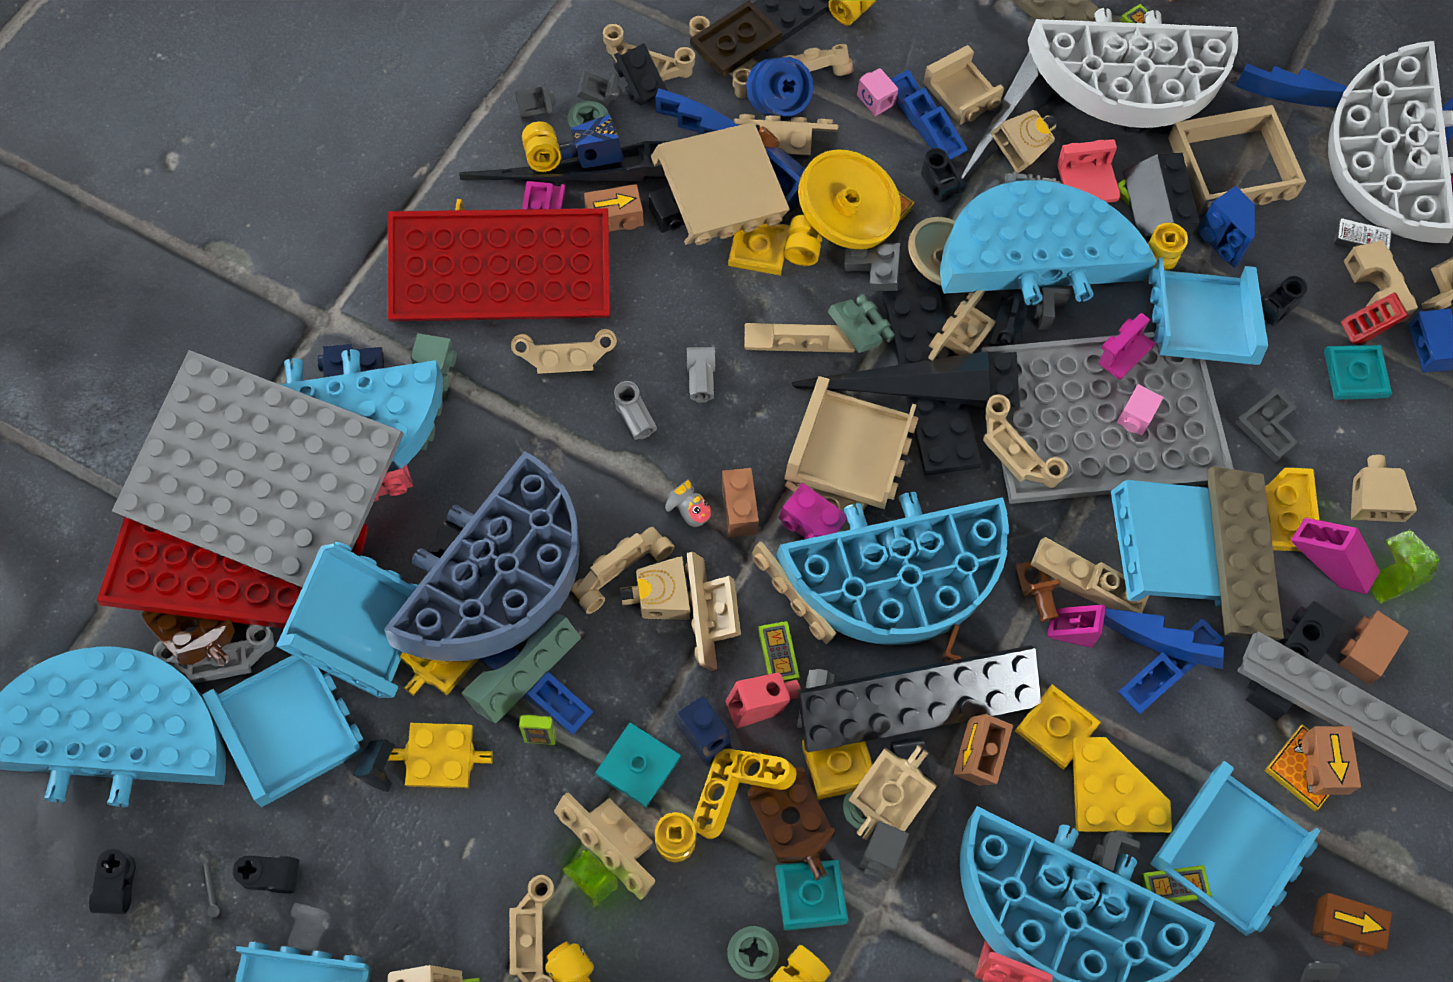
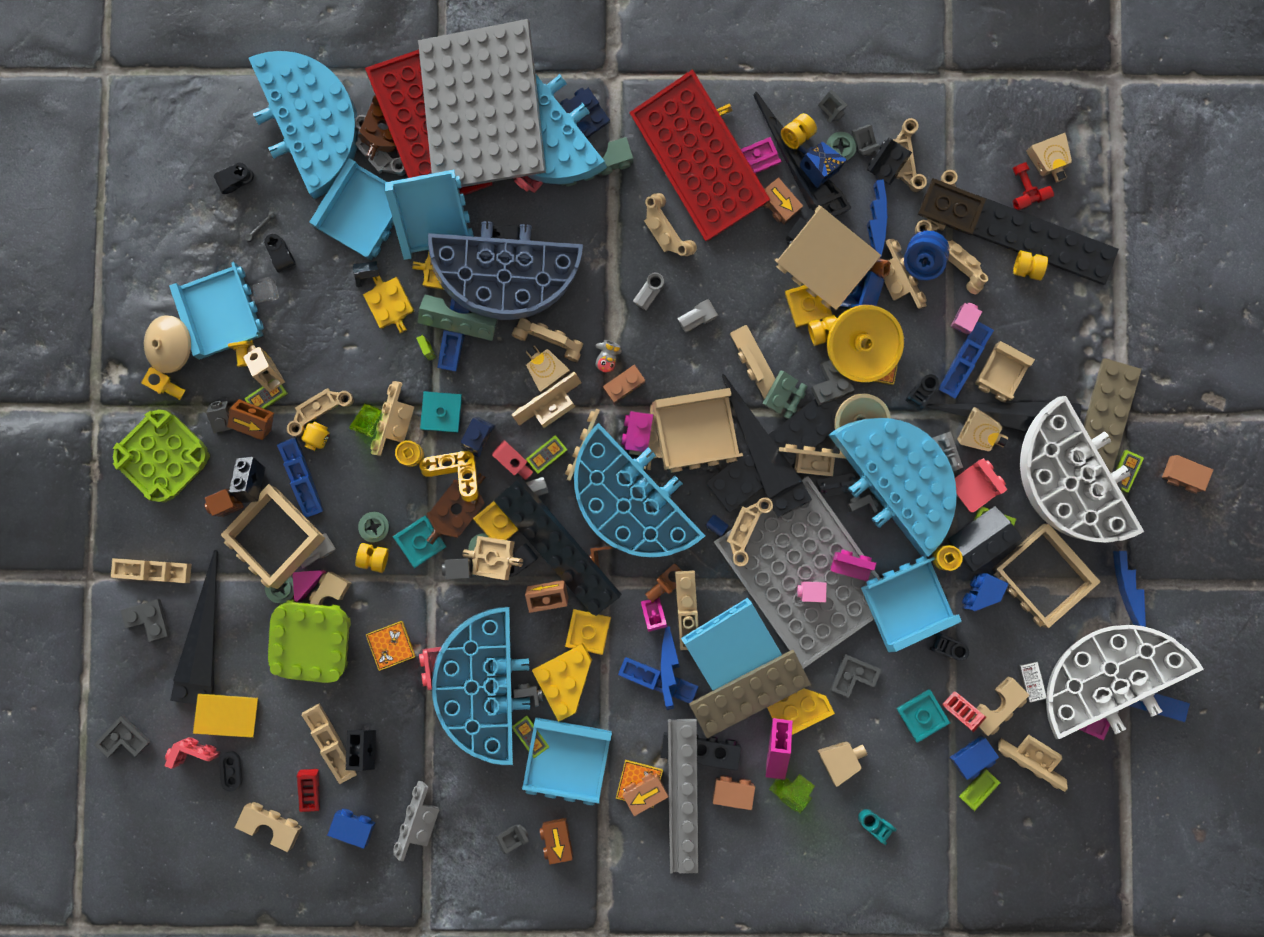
camera: 70 degrees right, 20 degrees up
(991, 488) = (716, 525): none -> dark blue slope

